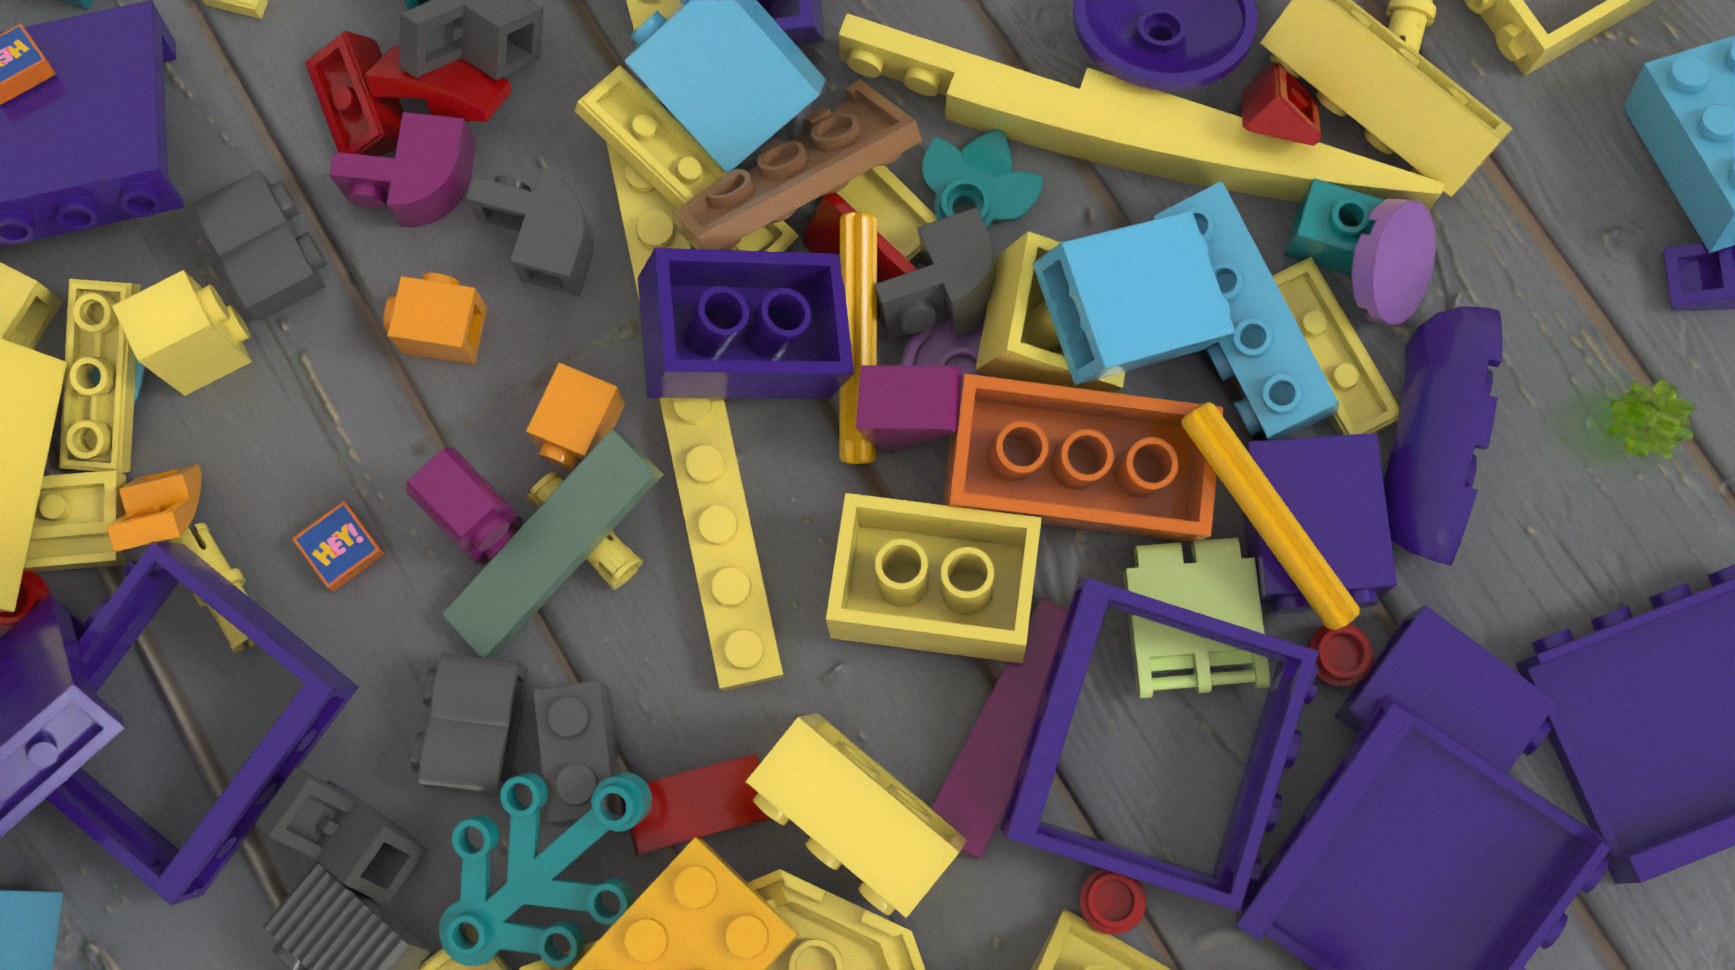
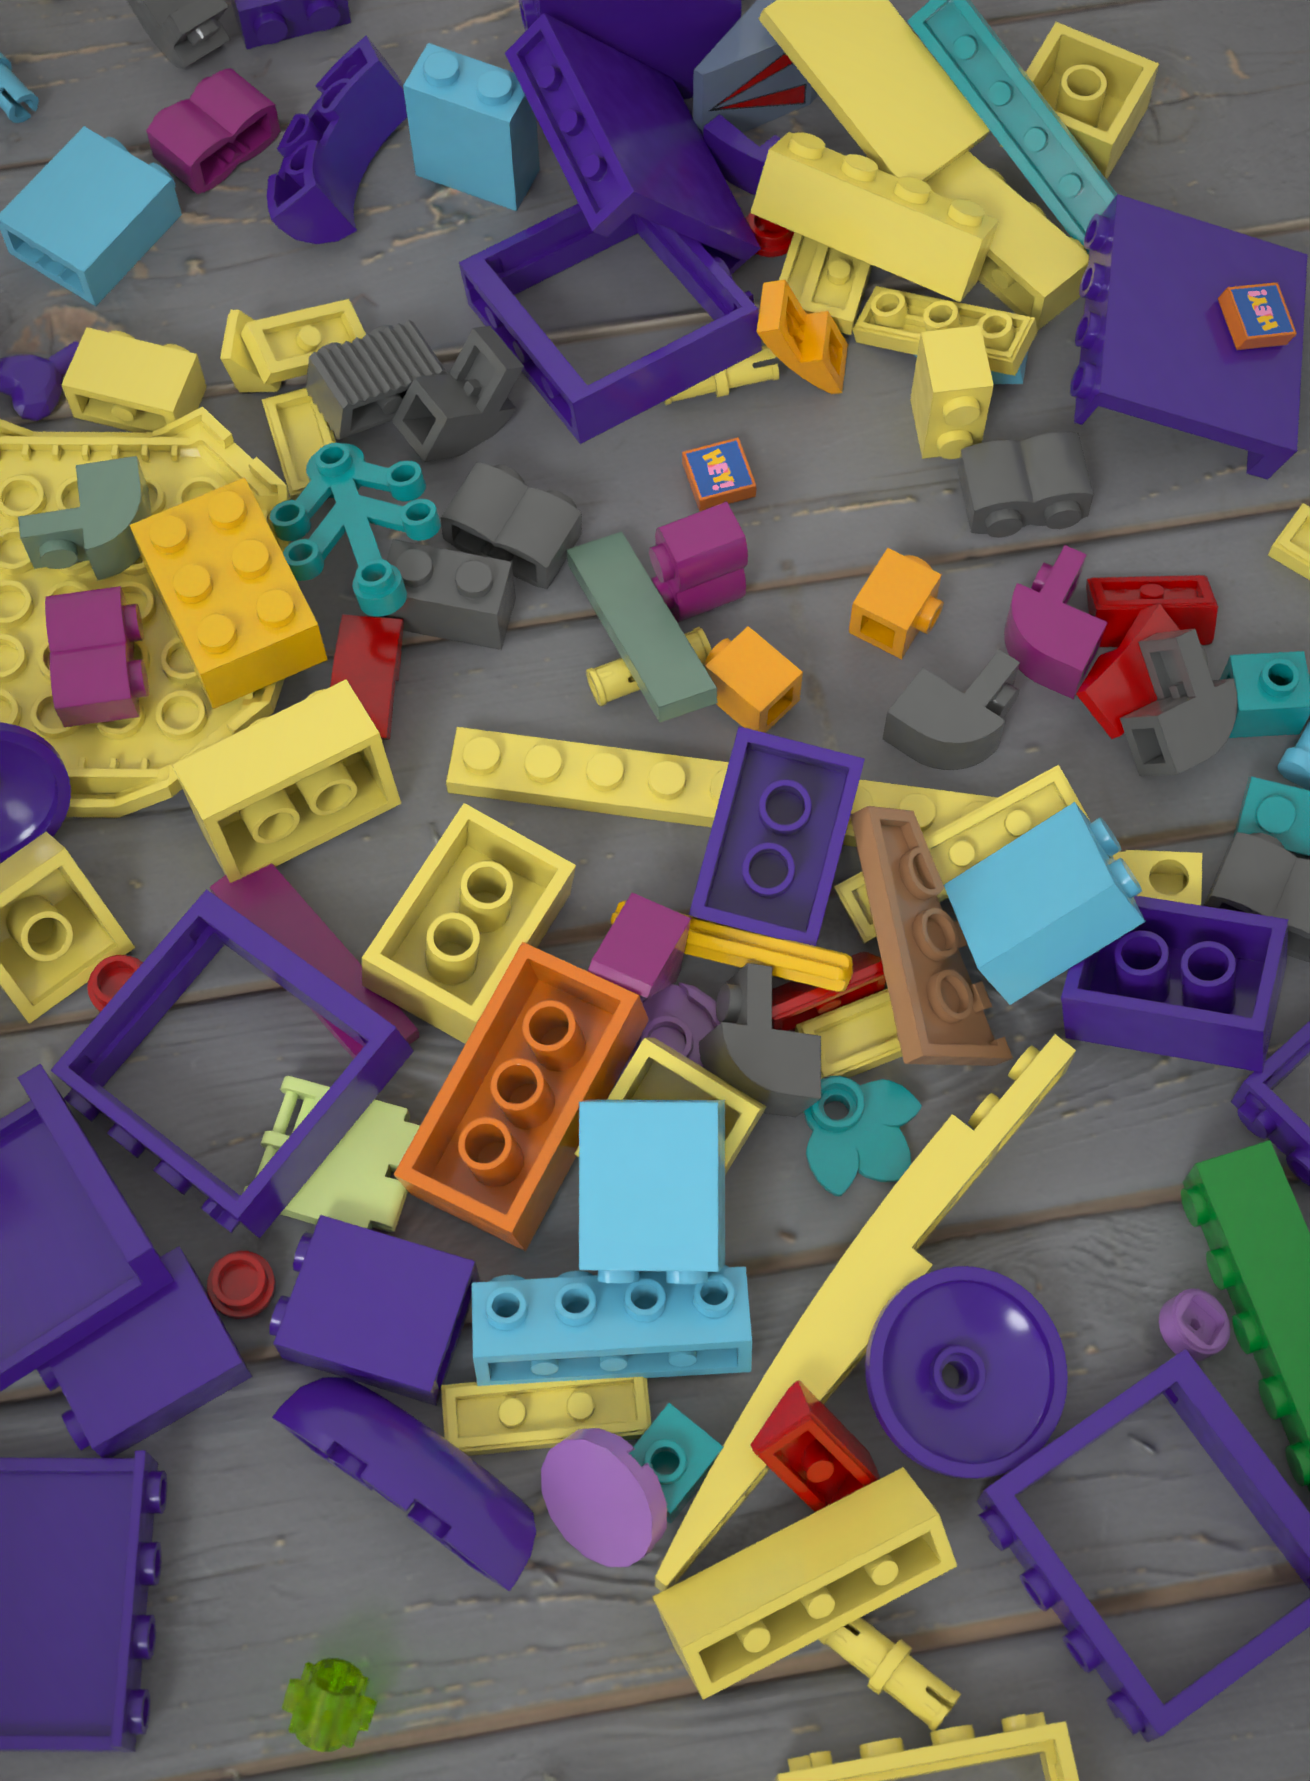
camera: 110 degrees right, 10 degrees down
(1270, 516) = (385, 1231): yellow axle -> none

